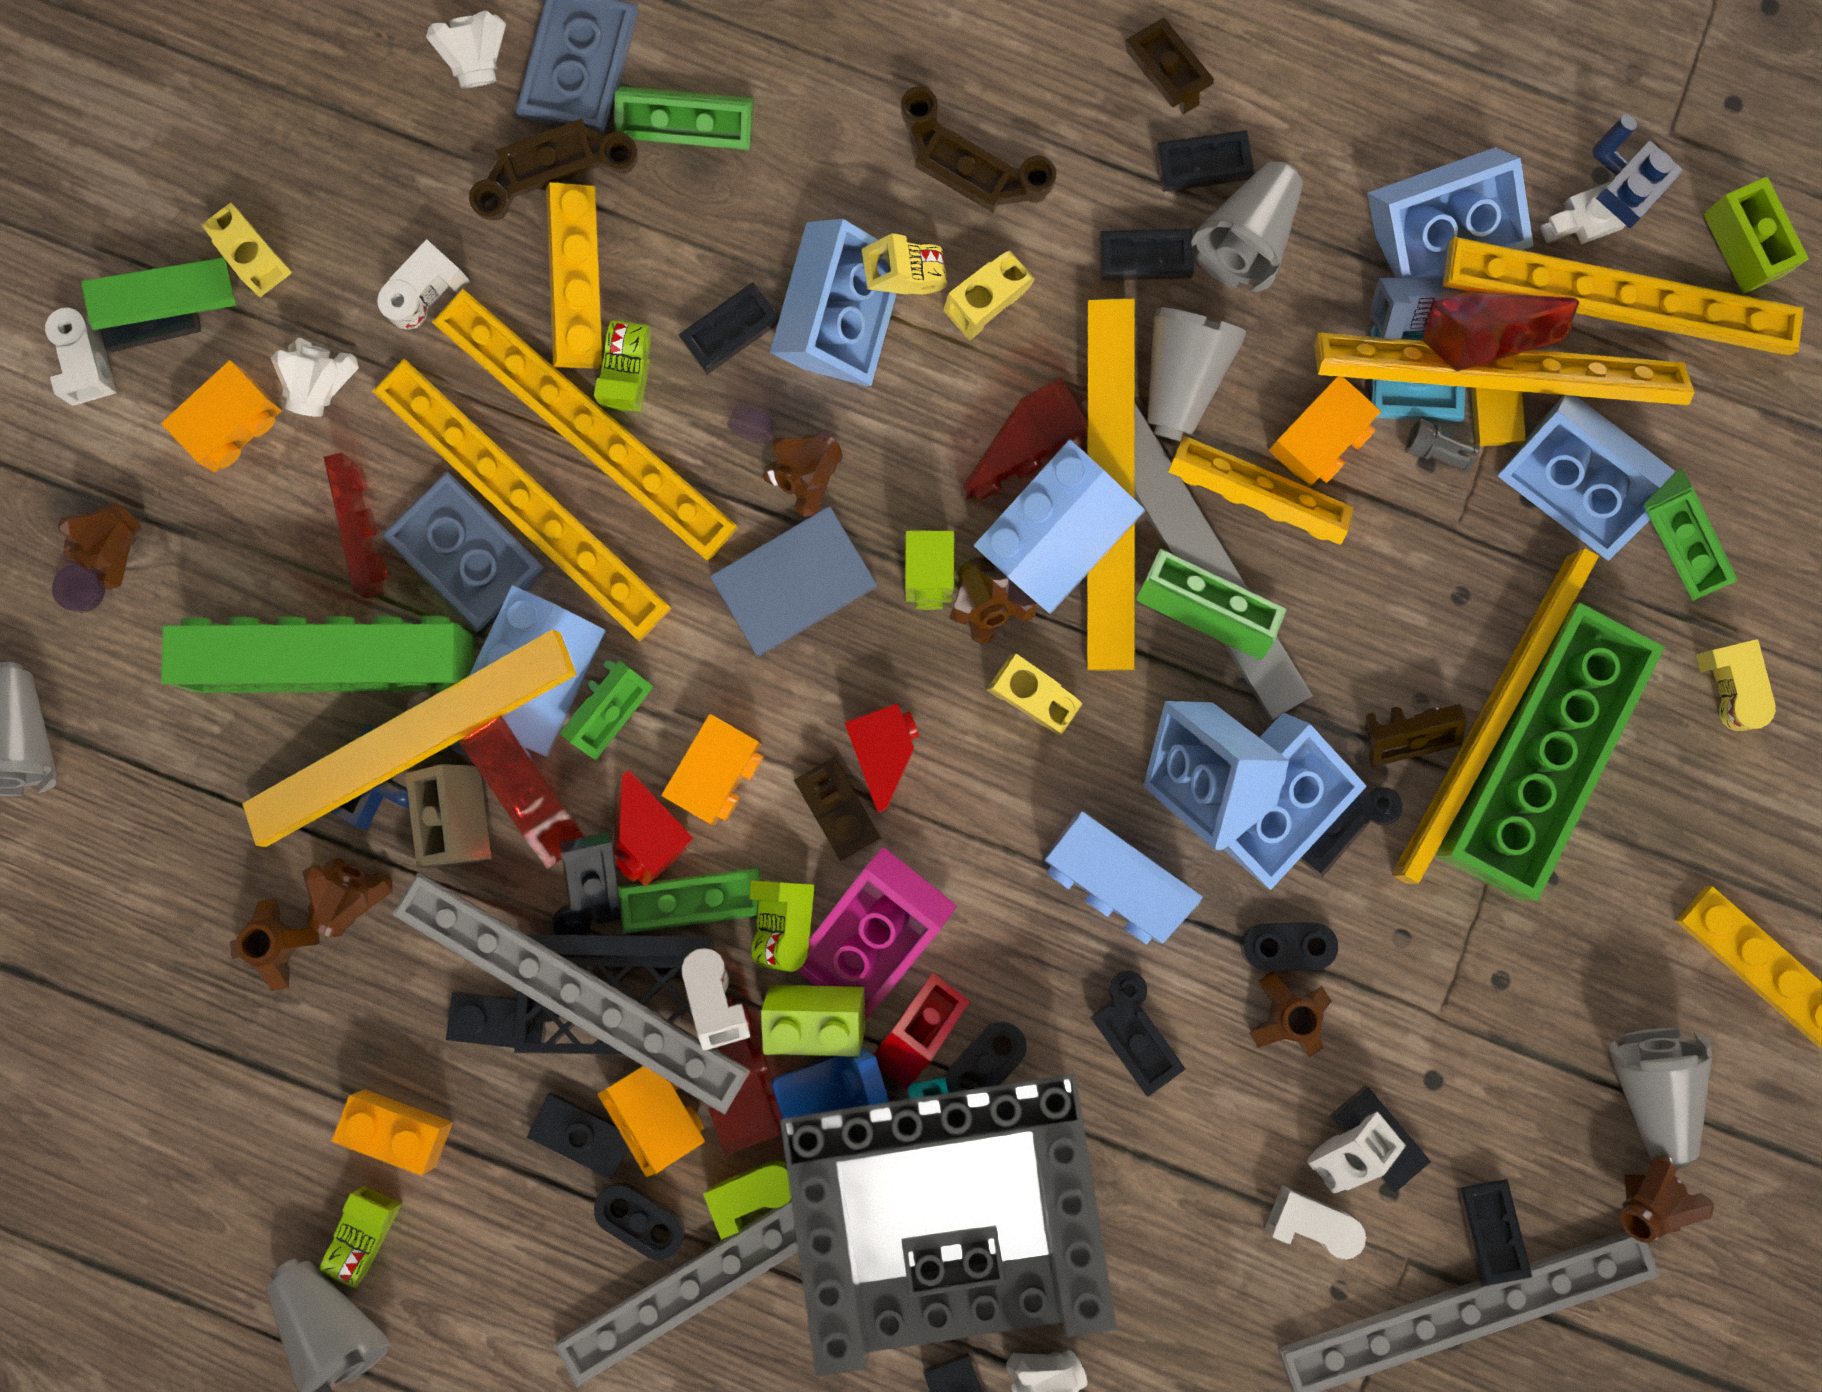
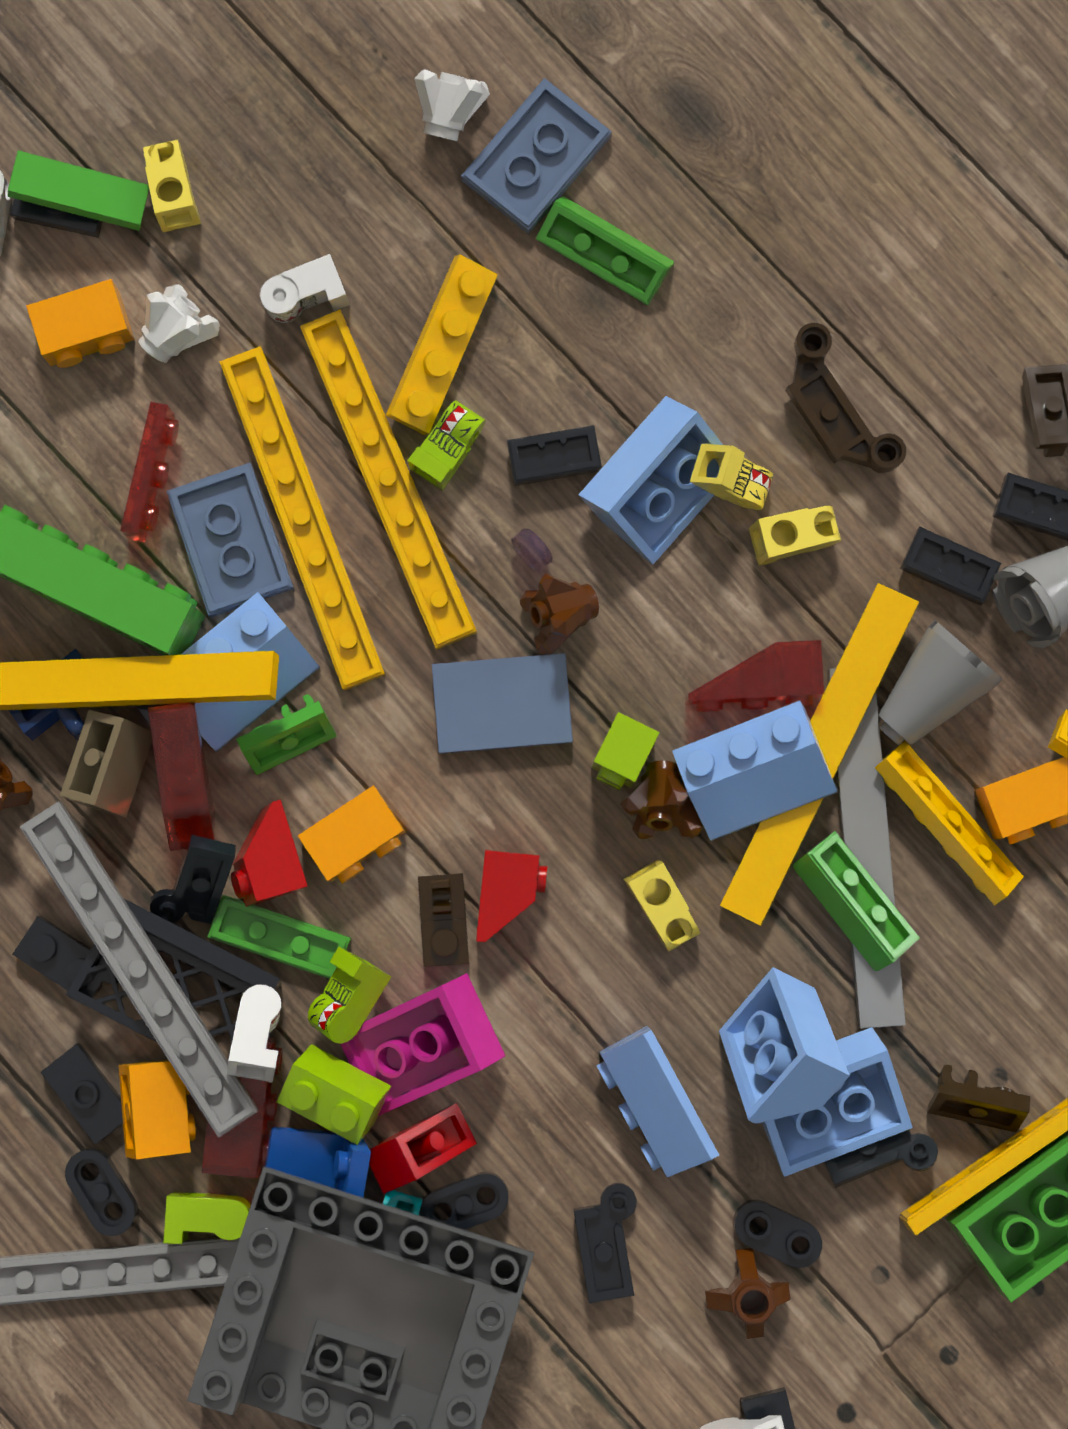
camera: 25 degrees right, 0 degrees up
(548, 159) = (467, 232): dark brown plate -> none

